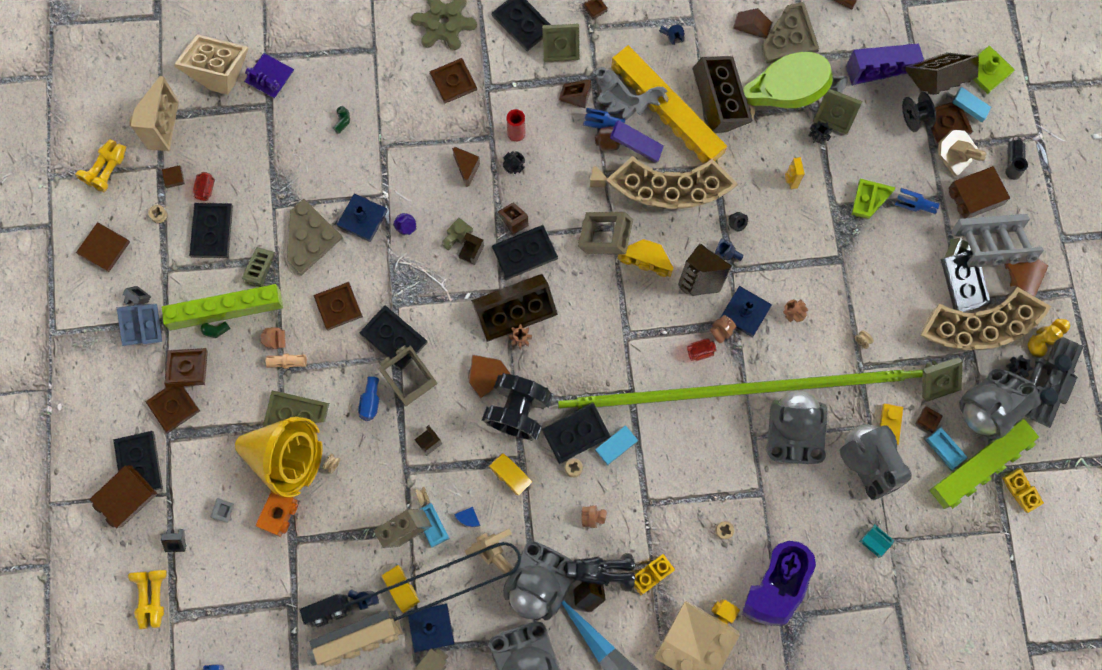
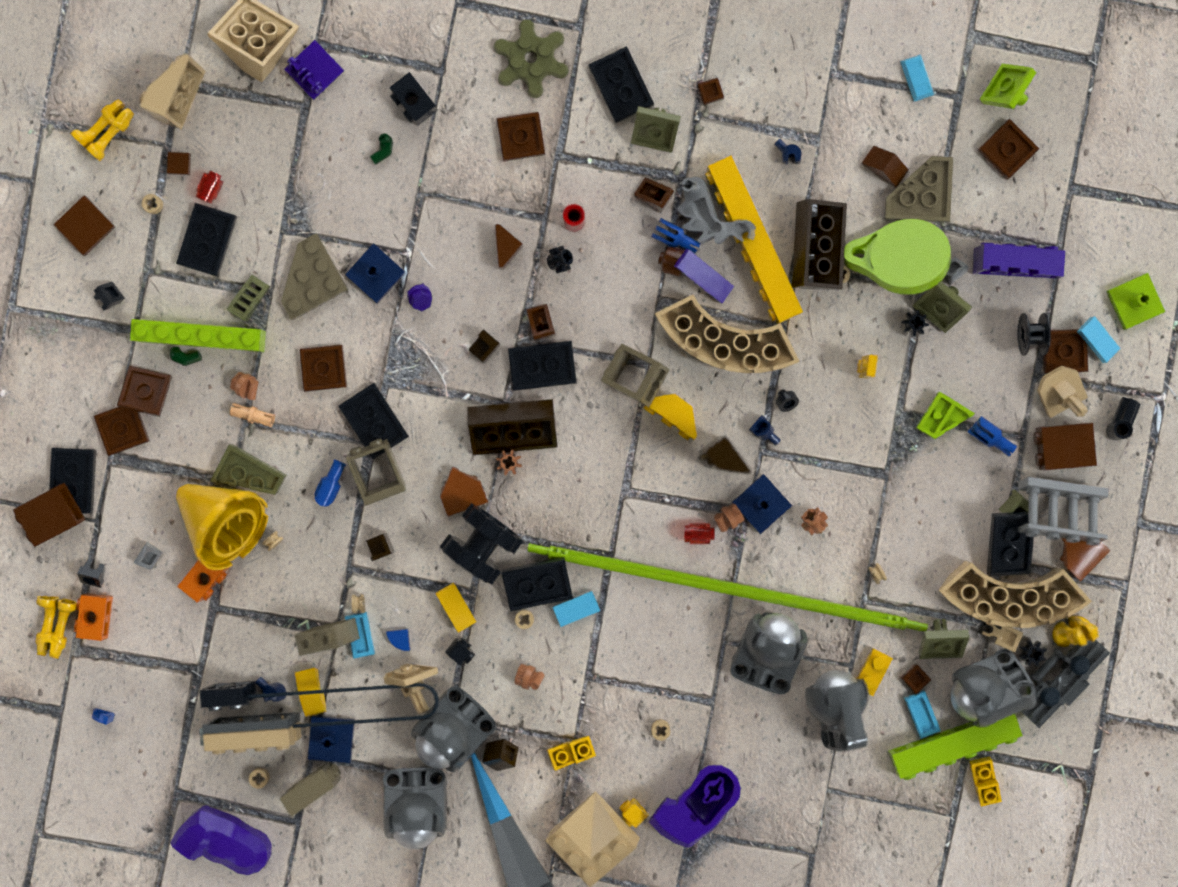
camera: 15 degrees right, 15 degrees up
(139, 324) = (104, 329): sand blue slope -> none
(192, 587) = (101, 606): none -> orange brick
(350, 66) = (407, 87): none -> black brick
(456, 233) = (476, 322): olive plate -> none
(526, 511) = (460, 651): none -> black plate
(594, 571) = (510, 735): black piece -> none
(597, 179) = (647, 304): tan slope -> none
(877, 541) = (814, 788): teal piece -> none
(943, 72) = (1078, 295): dark brown slope -> none
(990, 360) = (1005, 637): none -> tan plate

